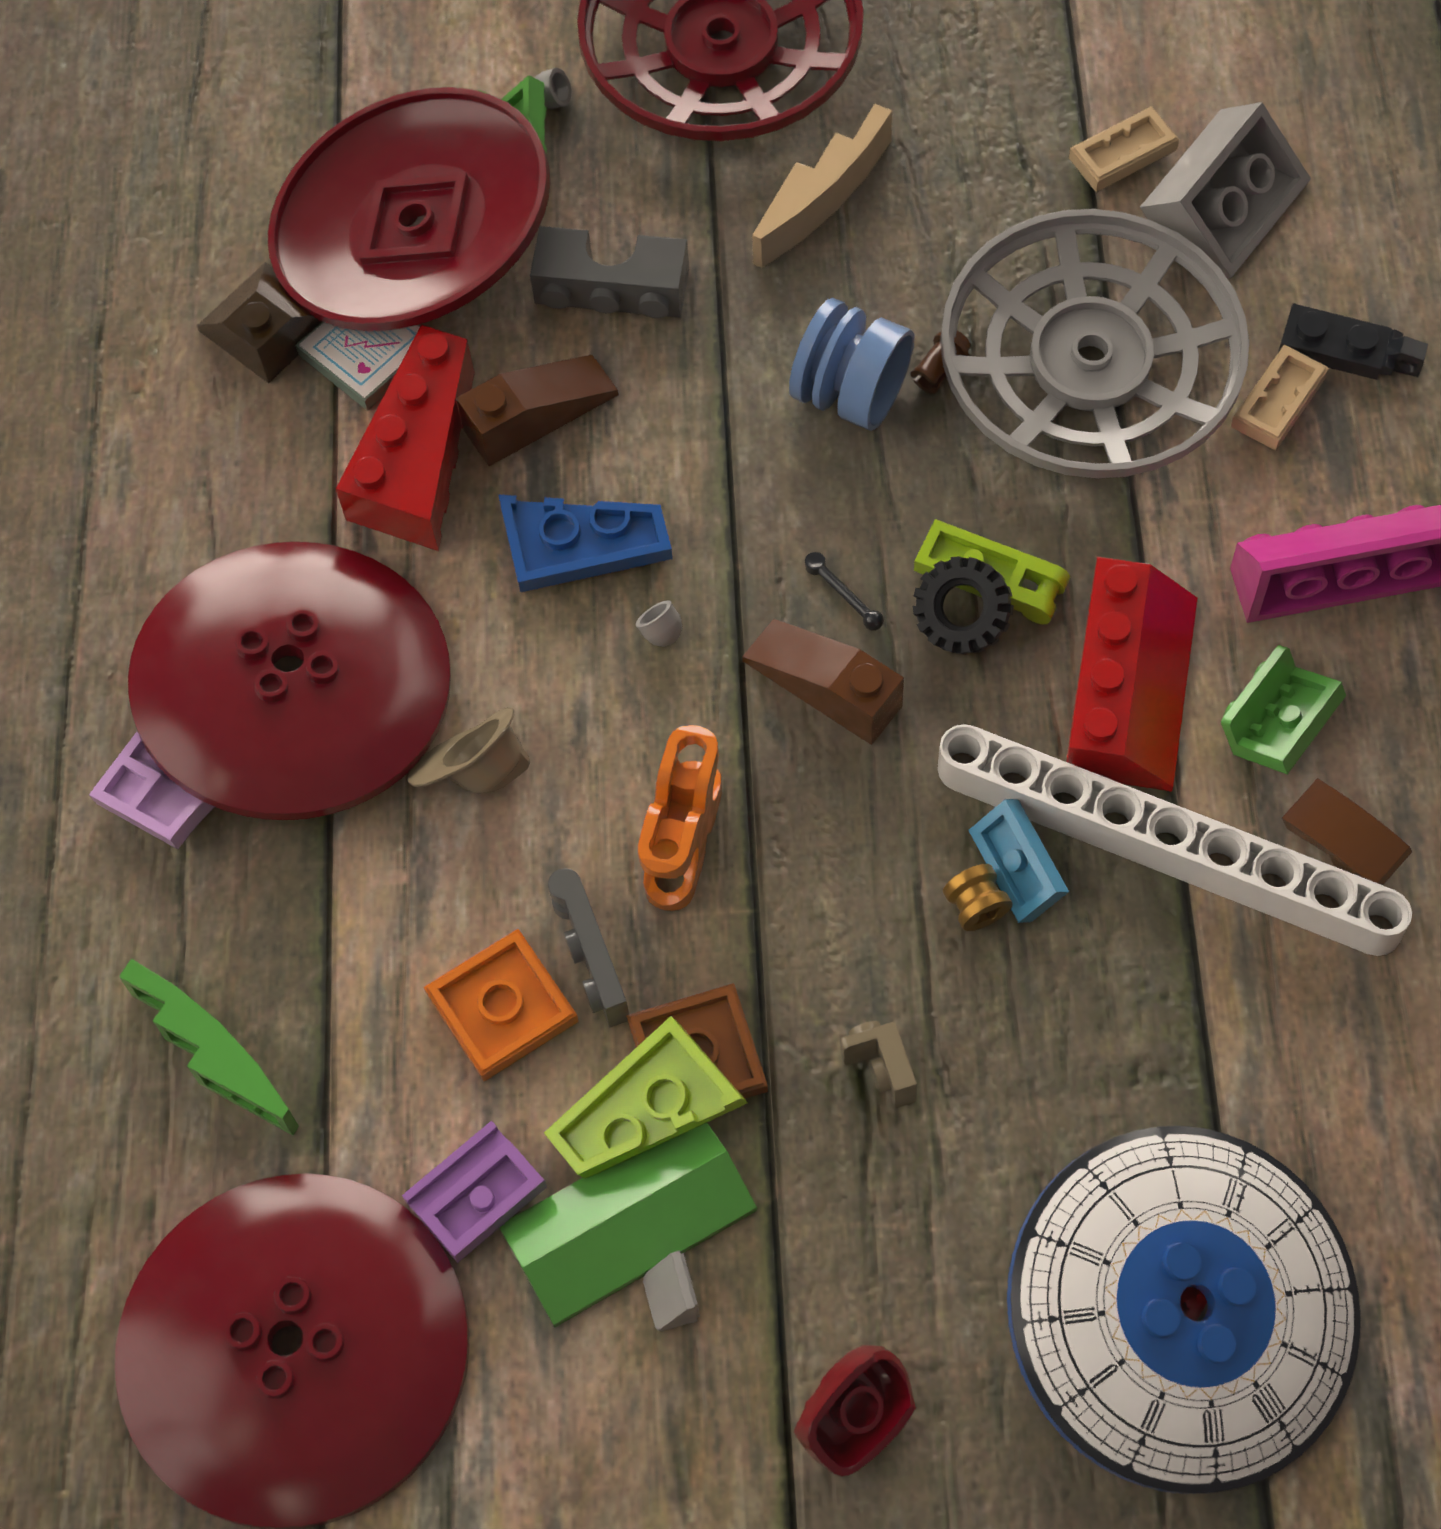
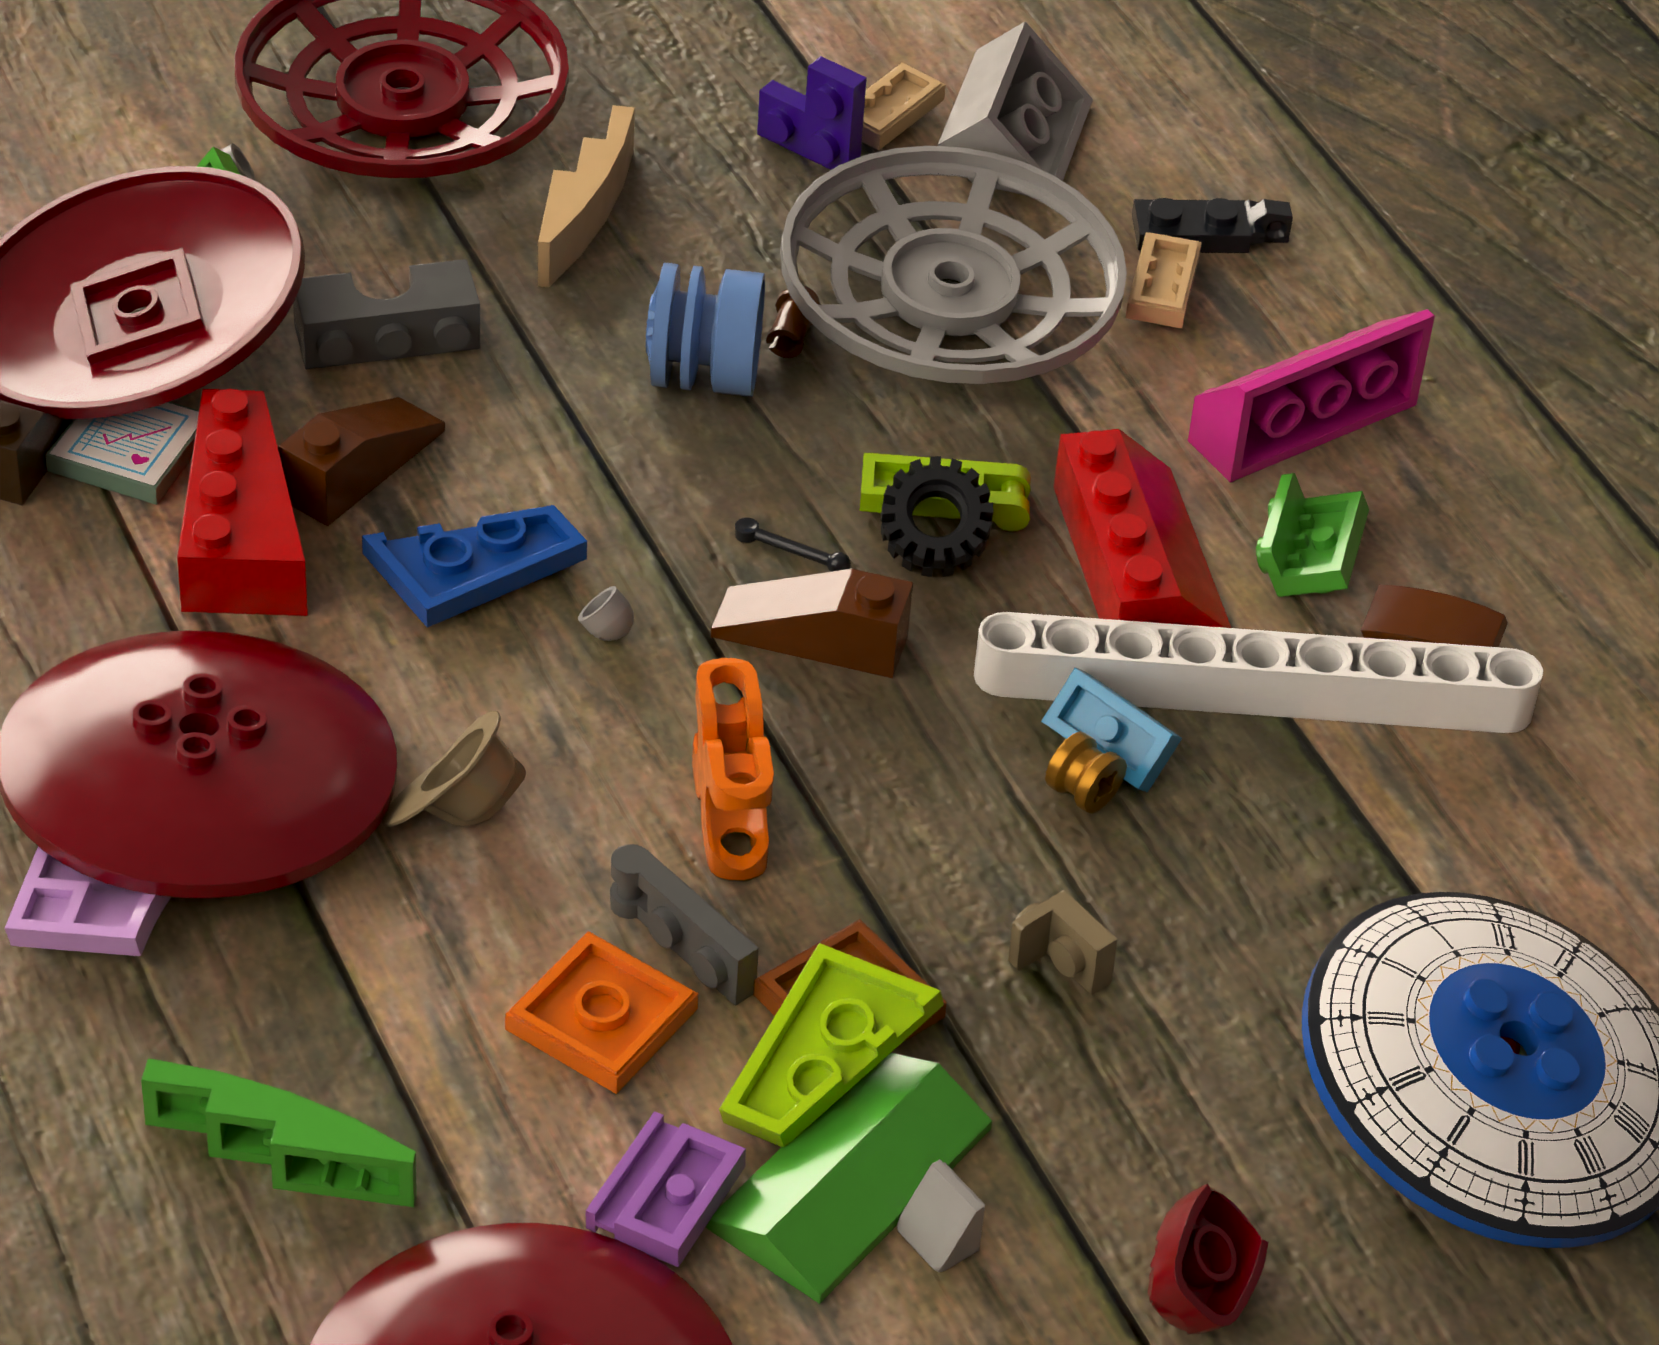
camera: 30 degrees left, 20 degrees down
(1047, 154) = (822, 123): none -> dark purple plate

